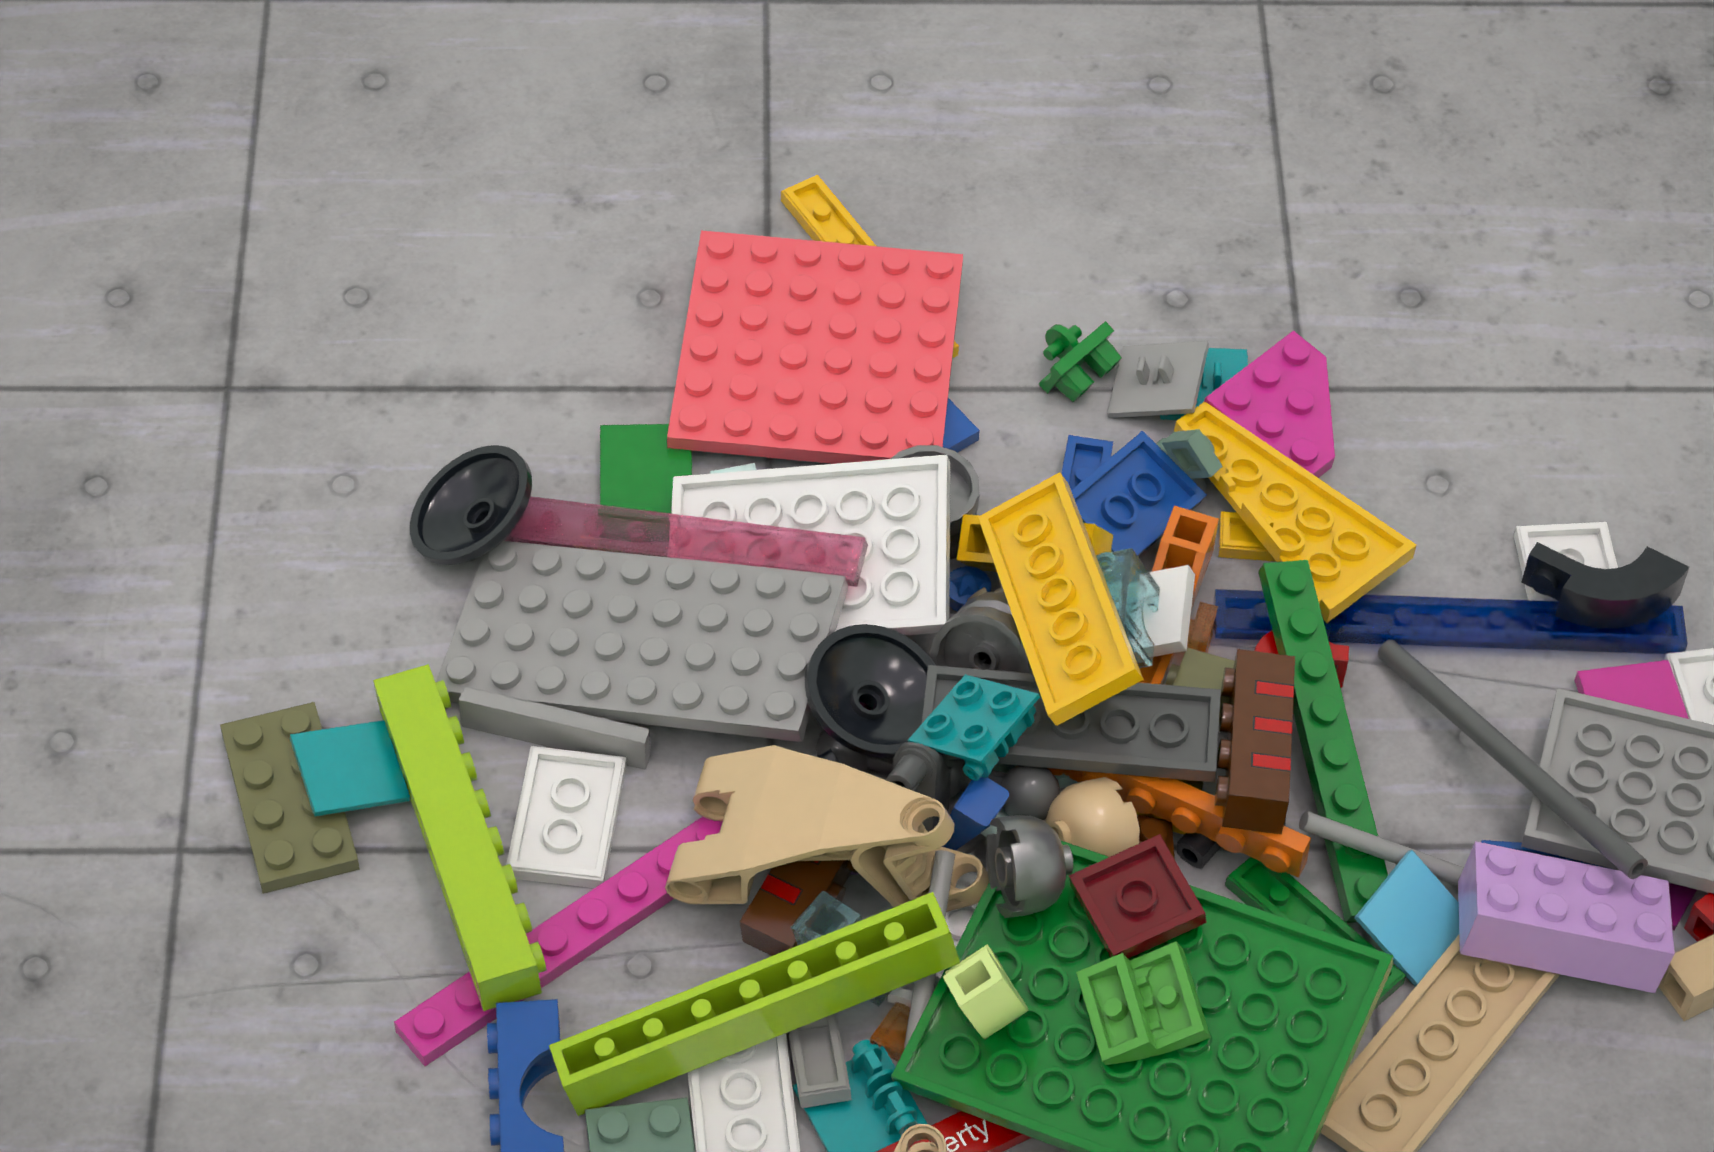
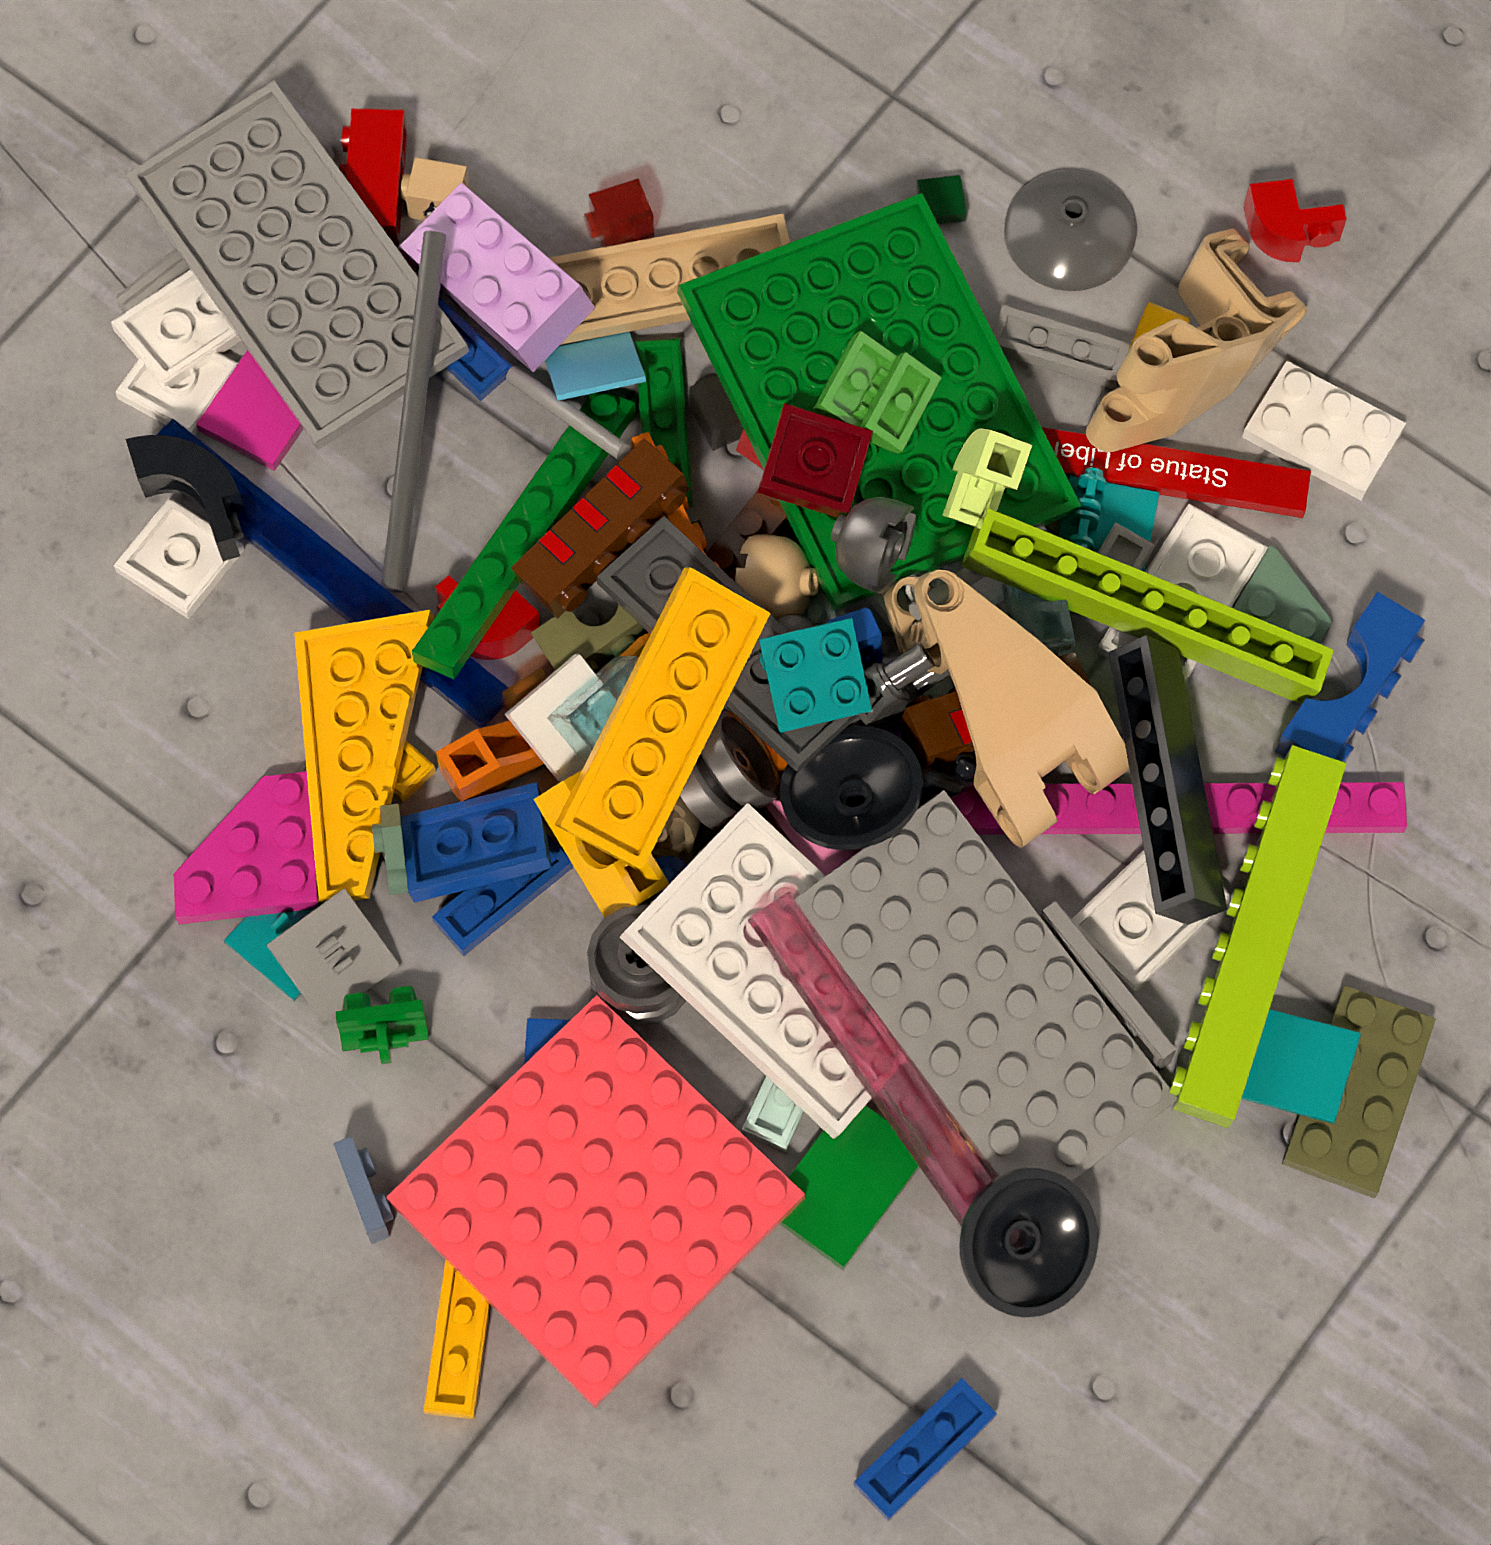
camera: 140 degrees left, 15 degrees up
(444, 357) = (925, 1449): none -> blue plate
(622, 876) = (1167, 781): none -> brick
(988, 257) = (357, 1169): none -> sand blue plate
(1528, 1069) = (619, 214): none -> clear red brick

